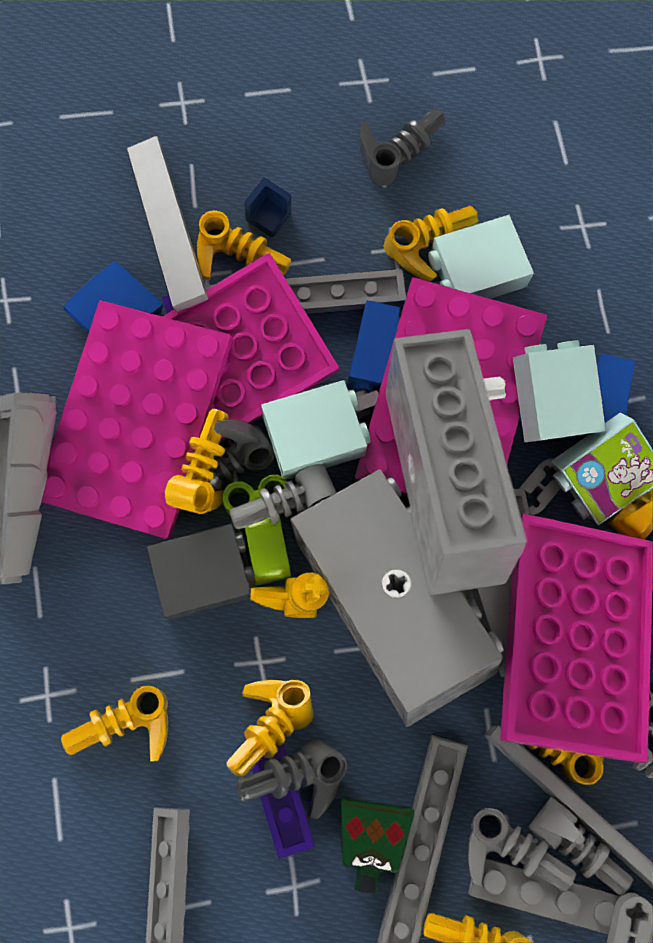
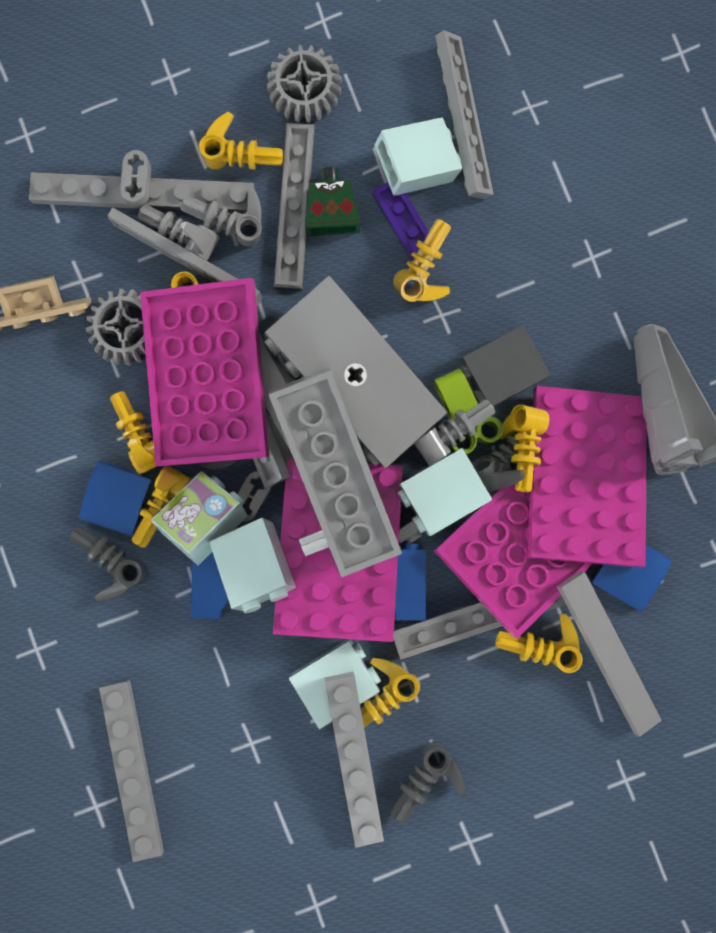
camera: 175 degrees right, 10 degrees up
(116, 720) = (530, 251): yellow piece -> none
(242, 881) = (418, 156): none -> light aqua brick
(268, 207) = (527, 690): dark blue panel -> none
(297, 598) = (426, 365): yellow piece -> none
(314, 765) = (383, 246): dark grey piece -> none
(476, 181) = (354, 759): none -> light grey plate

